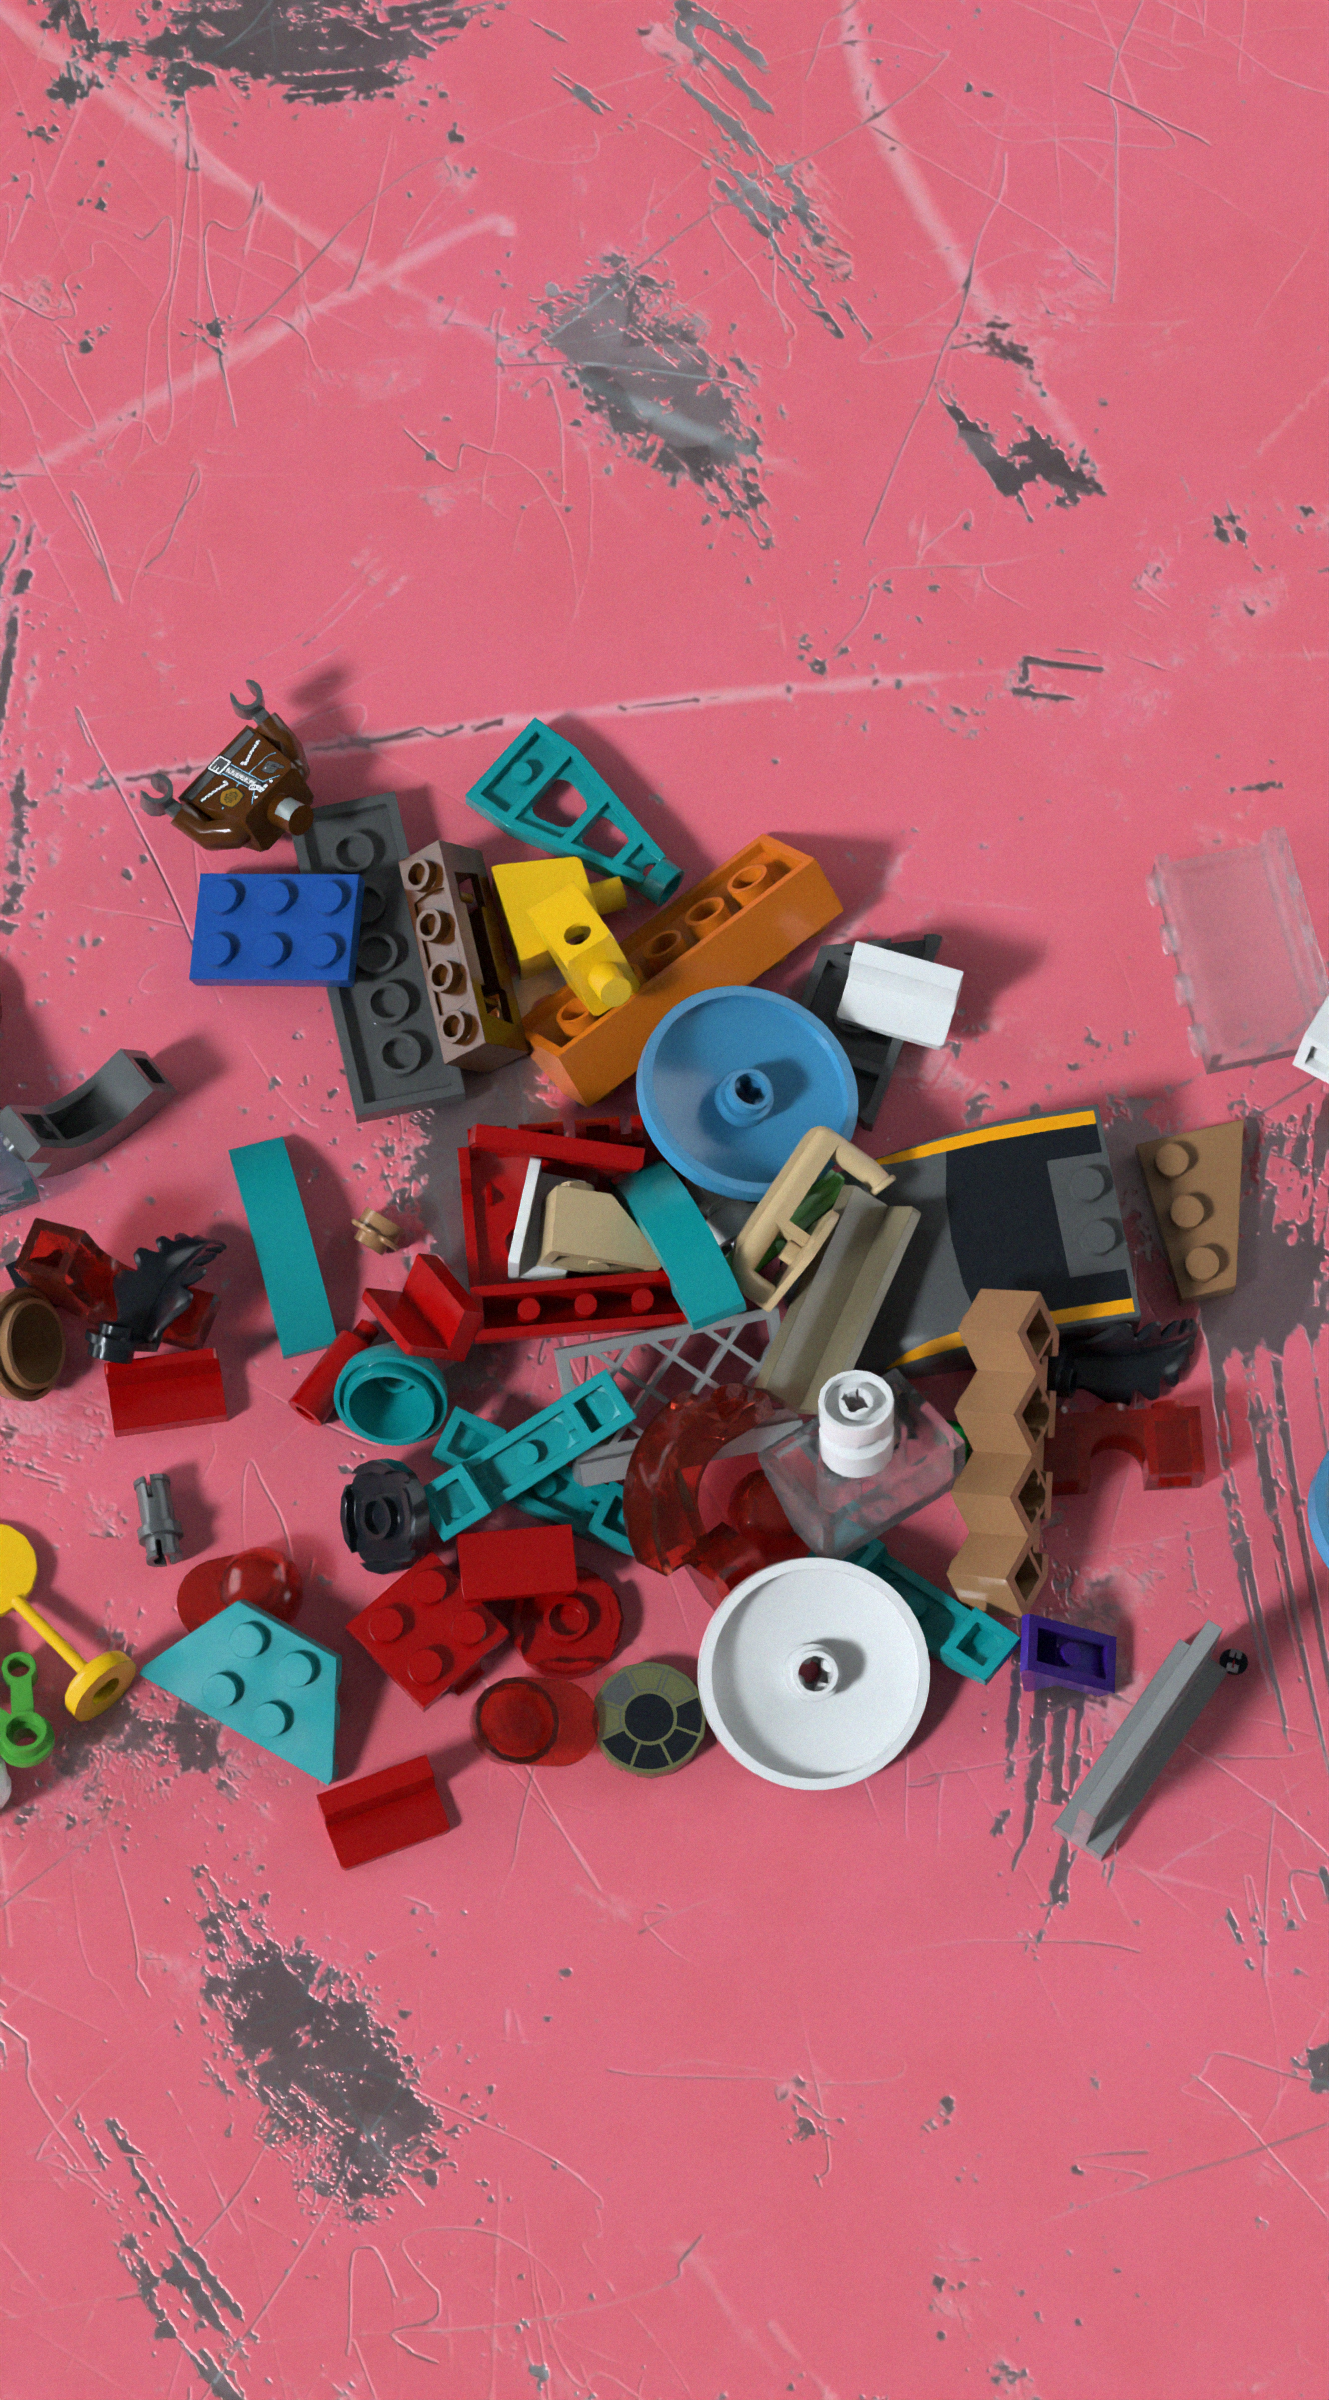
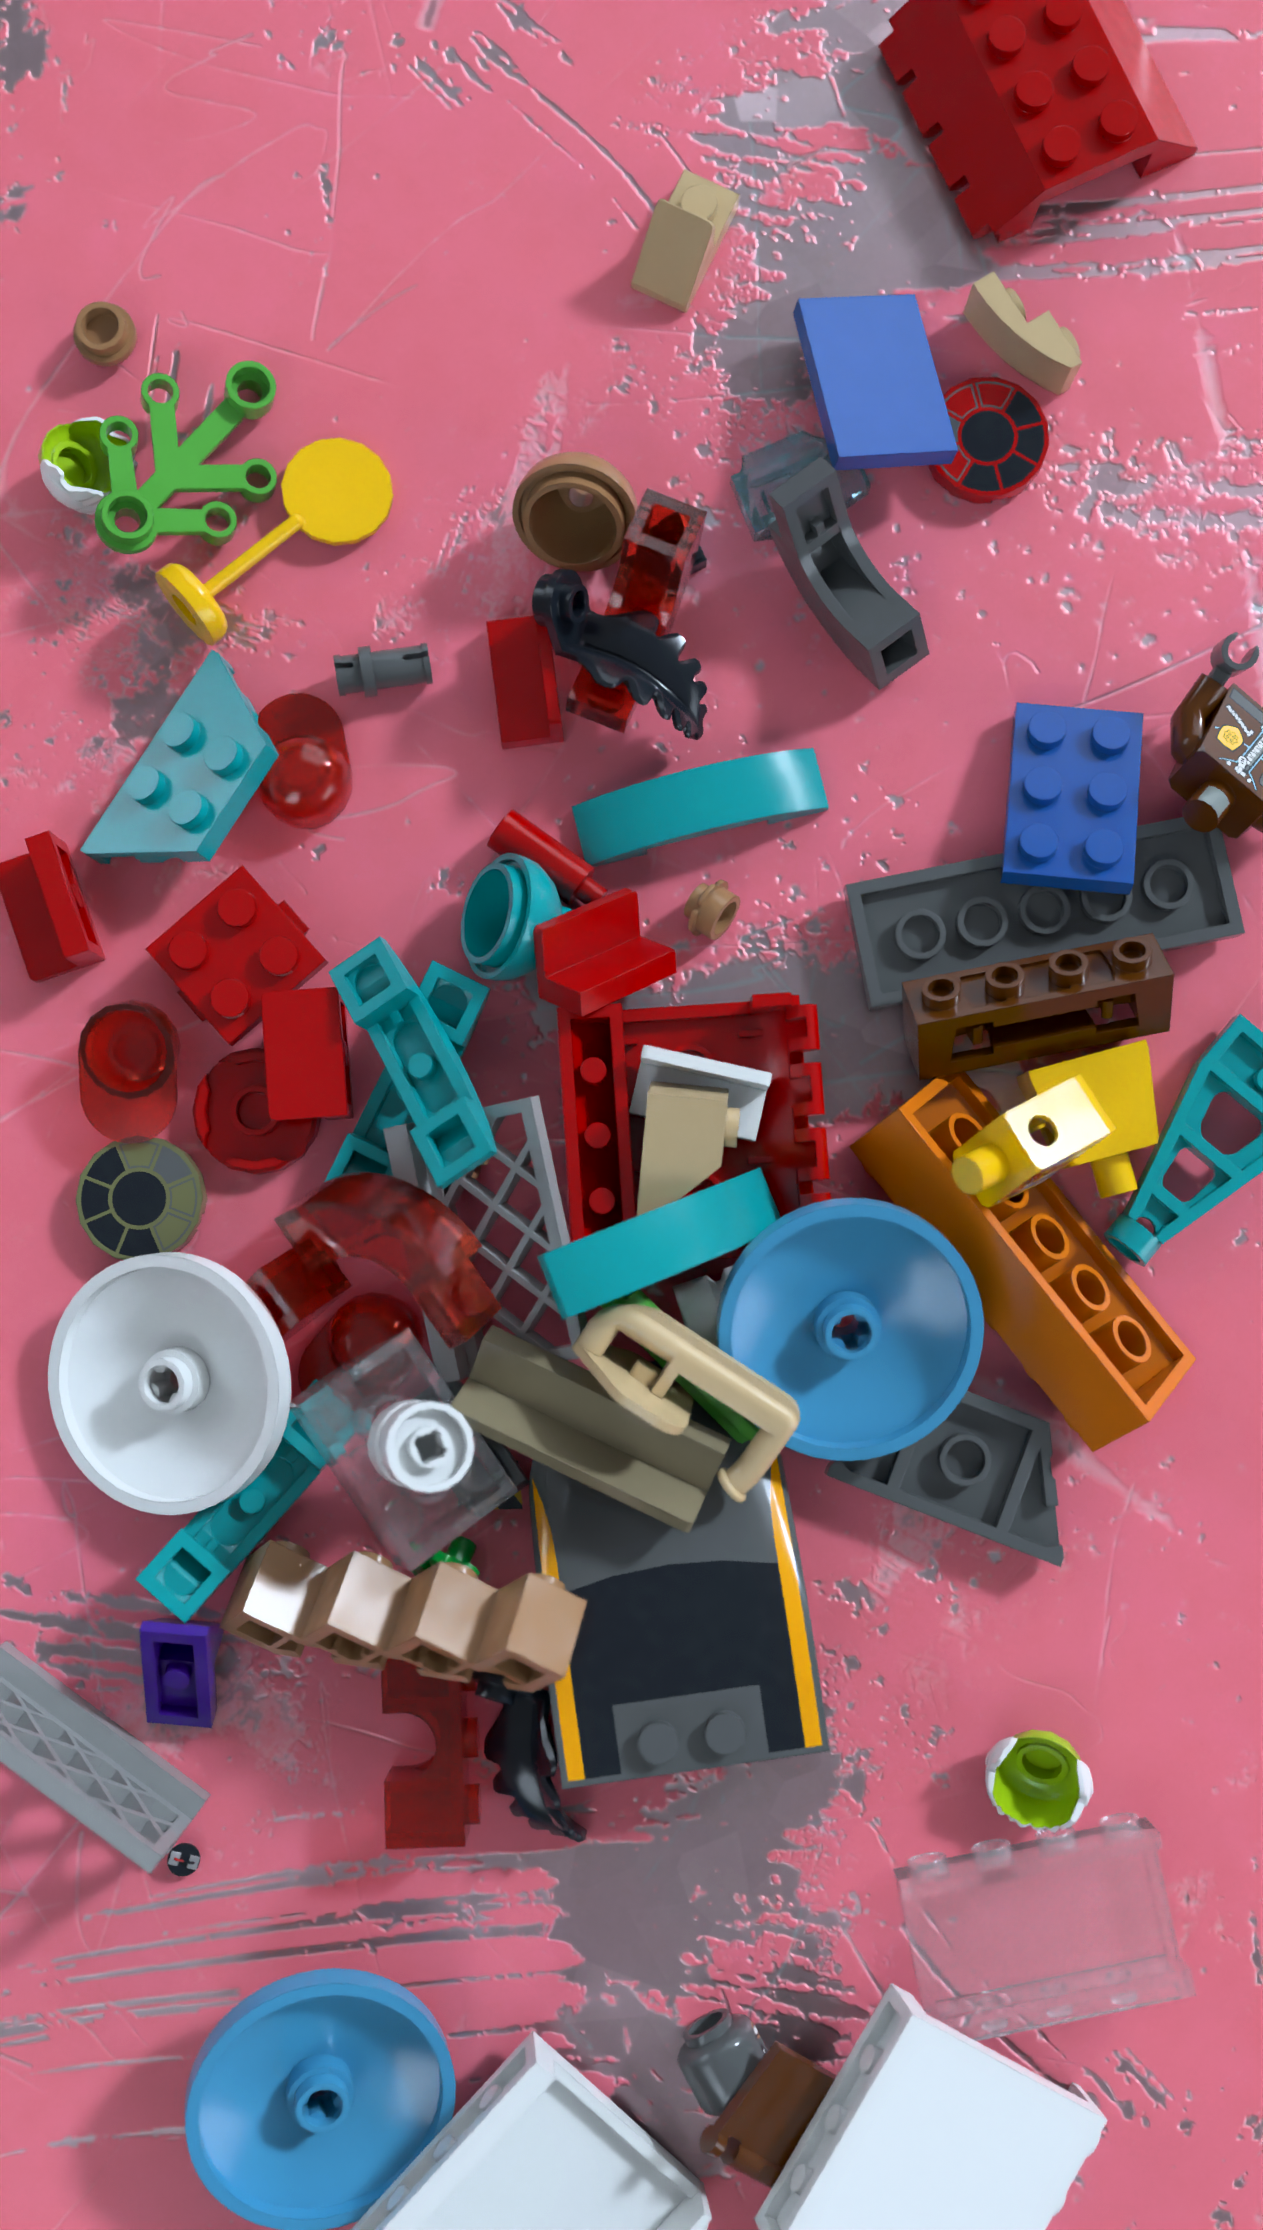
camera: 95 degrees right, 15 degrees up
(385, 1516) = (367, 912): black tile -> none
(556, 1148) = (781, 1104): red tile -> none
(900, 996) = (979, 1514): white panel -> none
(1120, 952) = (1038, 1780): none -> lime hair
(1196, 1206) = (726, 1849): medium nougat wing -> none

